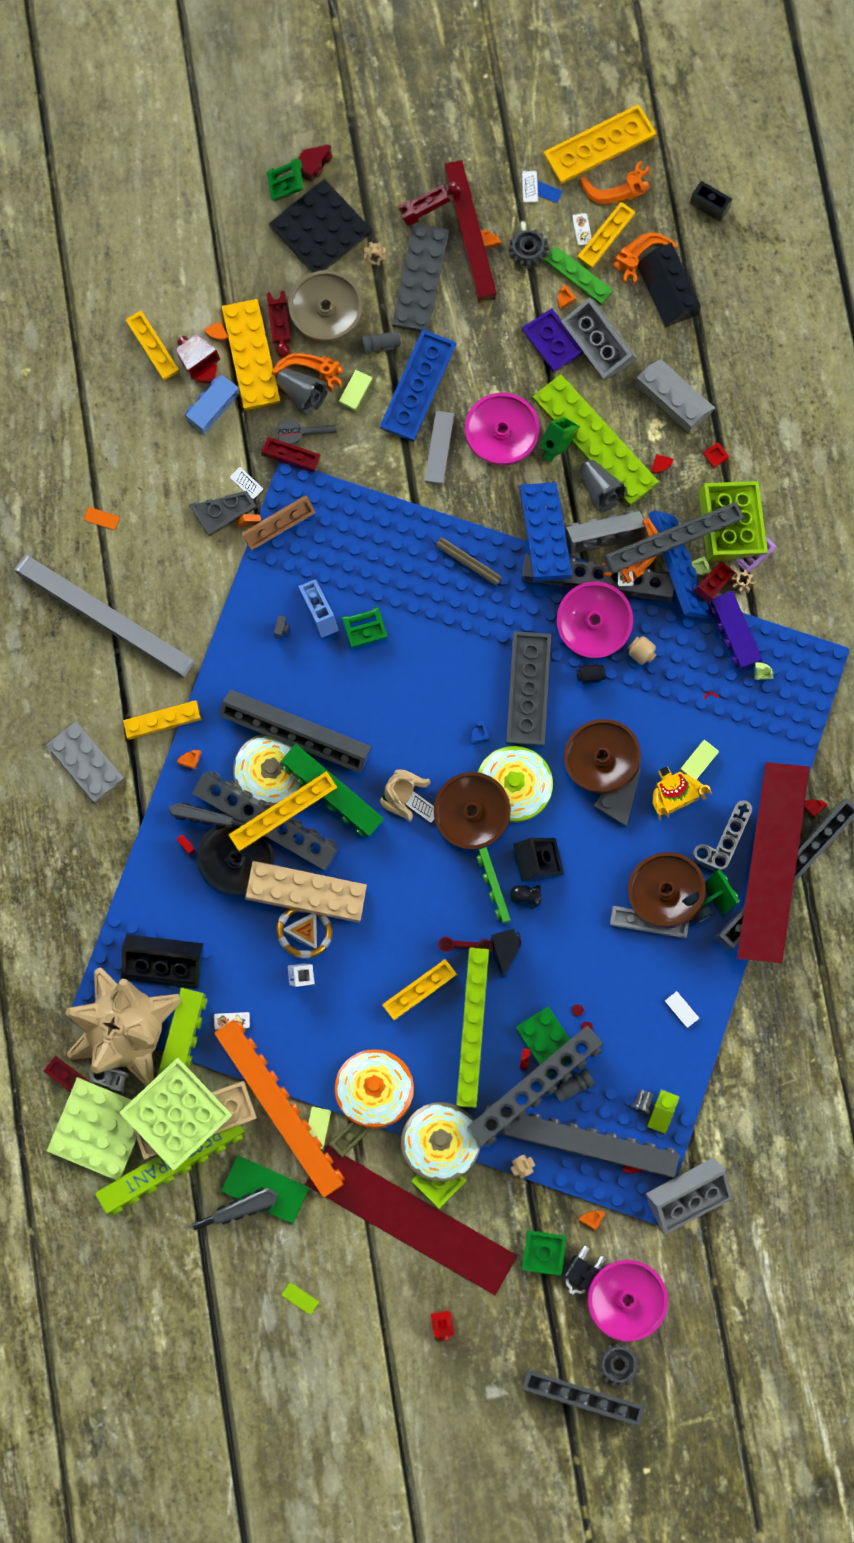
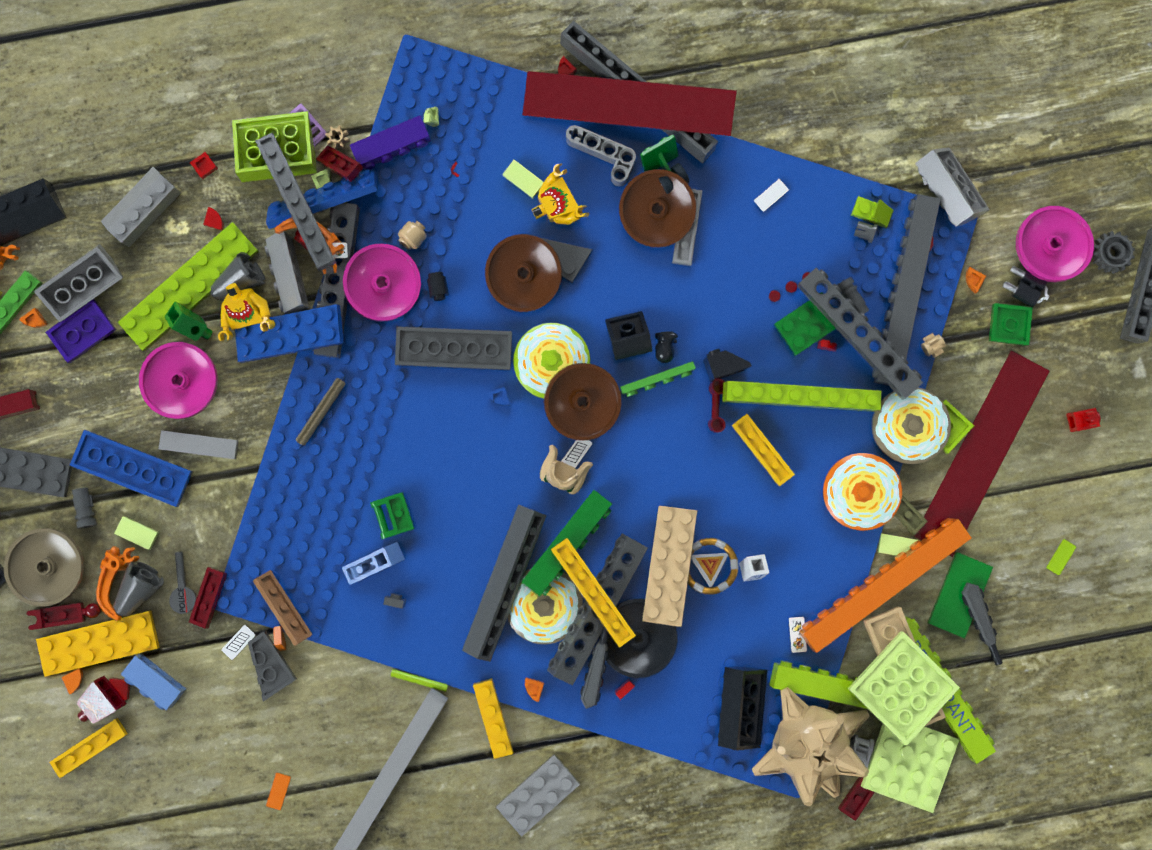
camera: 90 degrees left, 10 degrees up
(202, 651) = (419, 680): none -> lime bar
(569, 489) = (243, 309): none -> yellow torso

